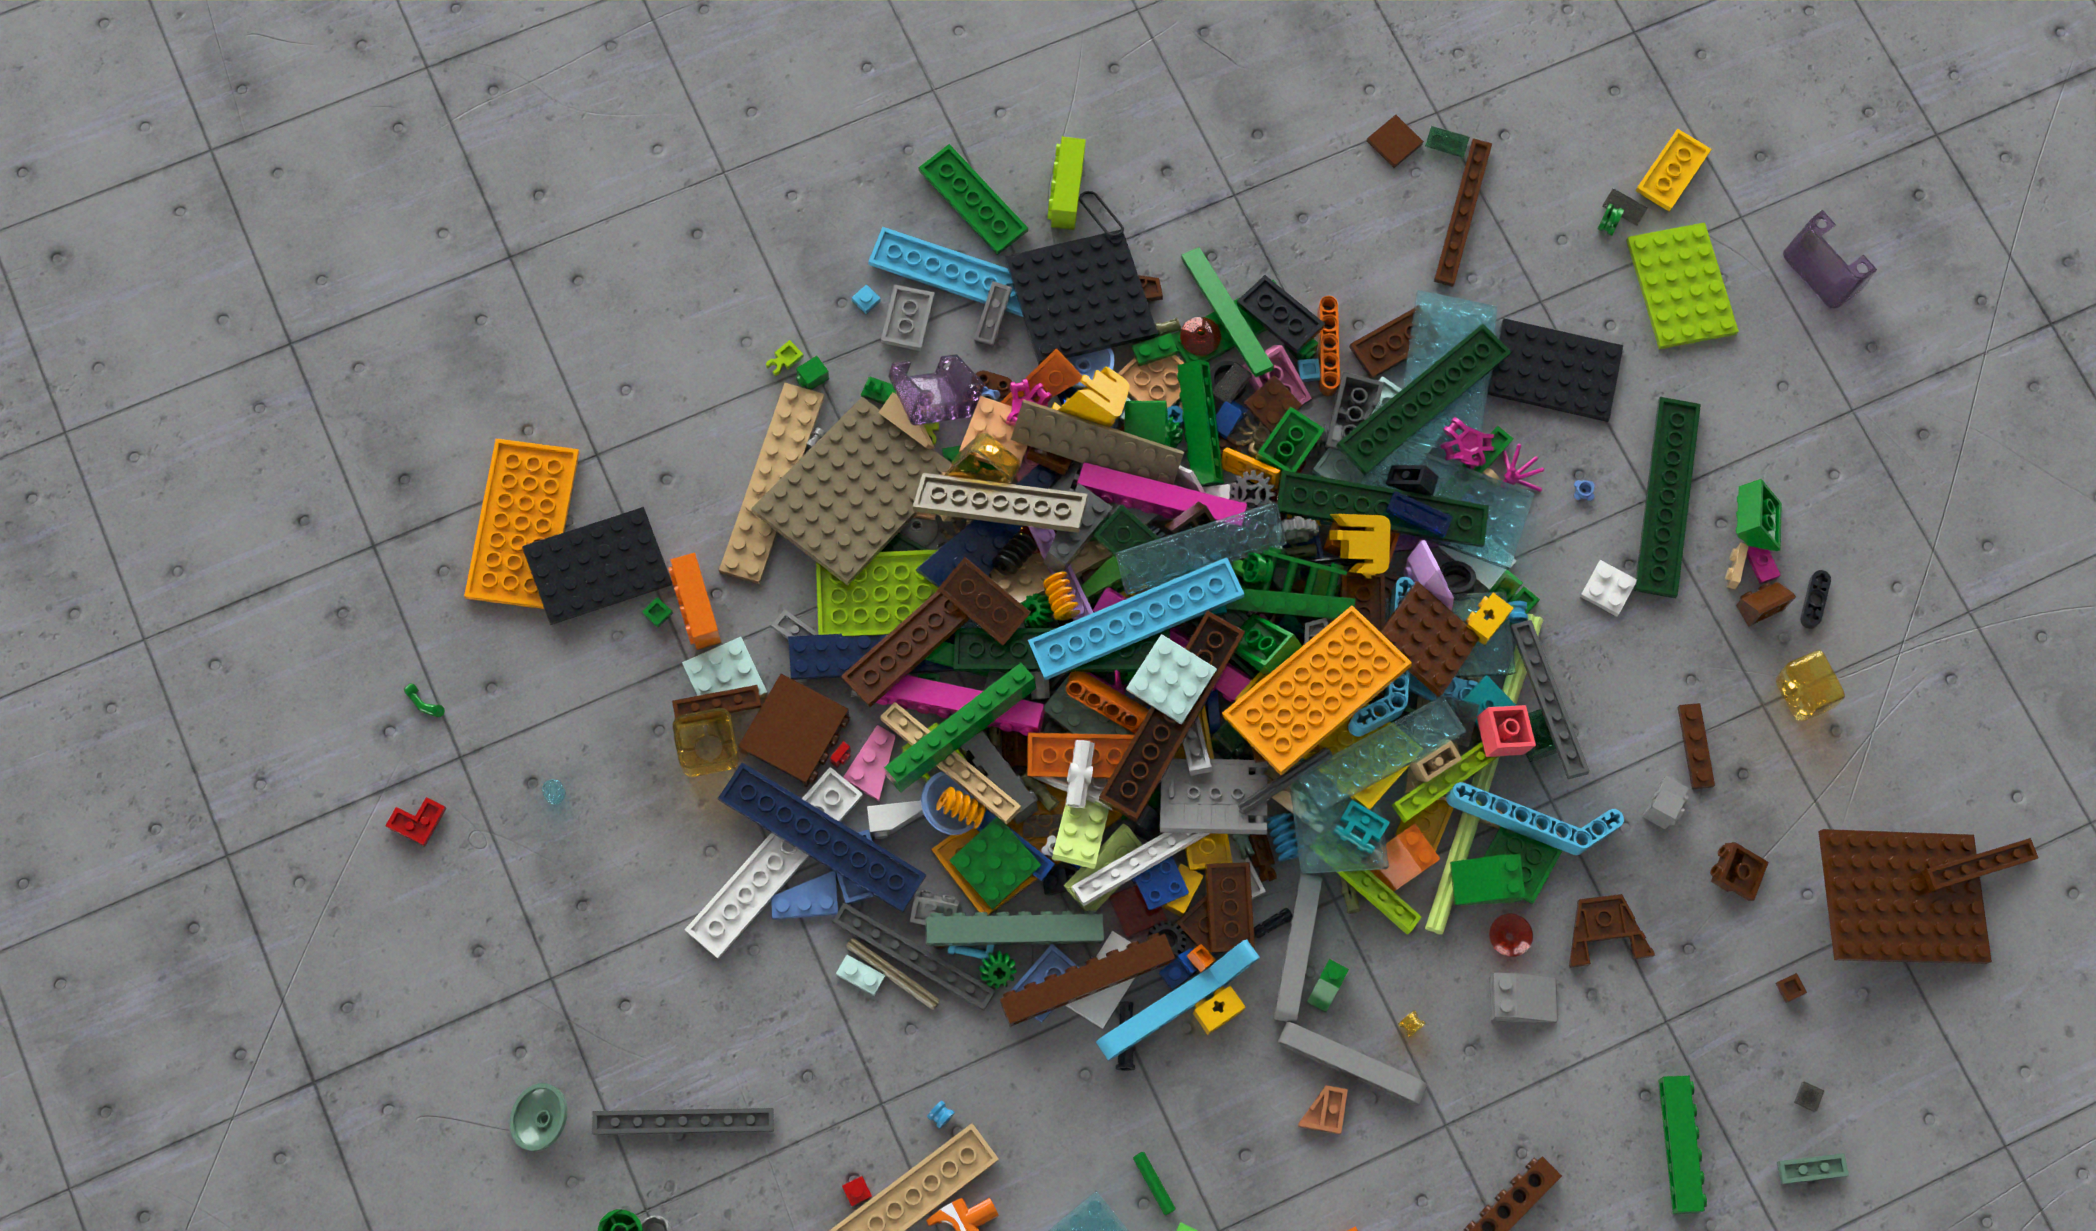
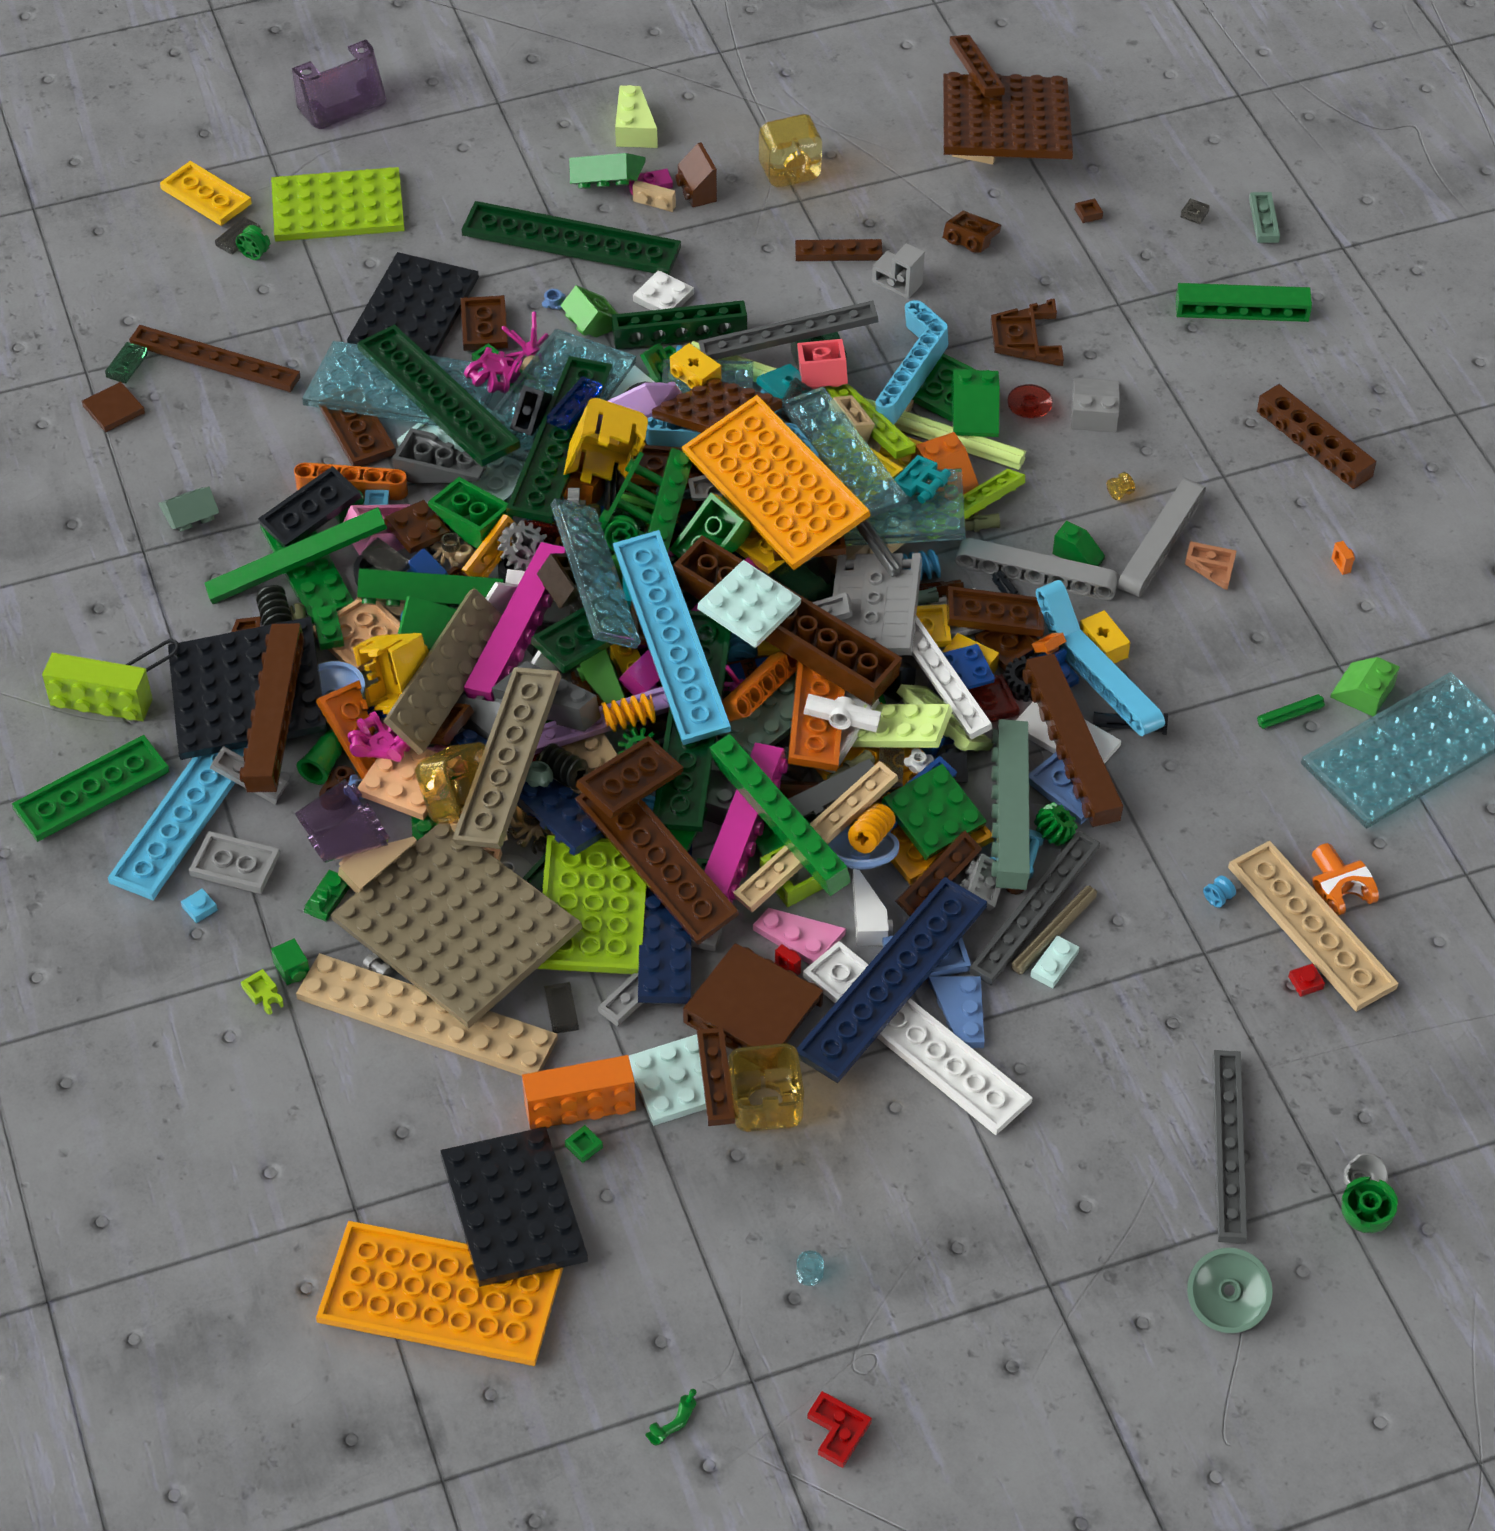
camera: 80 degrees left, 20 degrees down
(787, 583) = (561, 1008): none -> clear smoke tile
(936, 872) = (946, 865): none -> reddish brown plate
(995, 538) = (539, 774): none -> sand green plate
(1015, 365) = (321, 758): none -> green plant
(1046, 316) = (272, 708): none -> reddish brown brick
(1170, 304) = (273, 605): none -> pearl dark grey piece
(1196, 343) = (318, 587): clear red dish -> none
(1280, 220) = (189, 508): none -> sand green slope
(1543, 432) = (483, 322): none -> reddish brown plate
(1560, 604) = (678, 324): none -> dark green brick
(1569, 525) = (589, 312): none -> bright green slope
(1808, 605) = (681, 146): black beam -> none
(1842, 535) = (634, 120): none -> yellowish green wedge

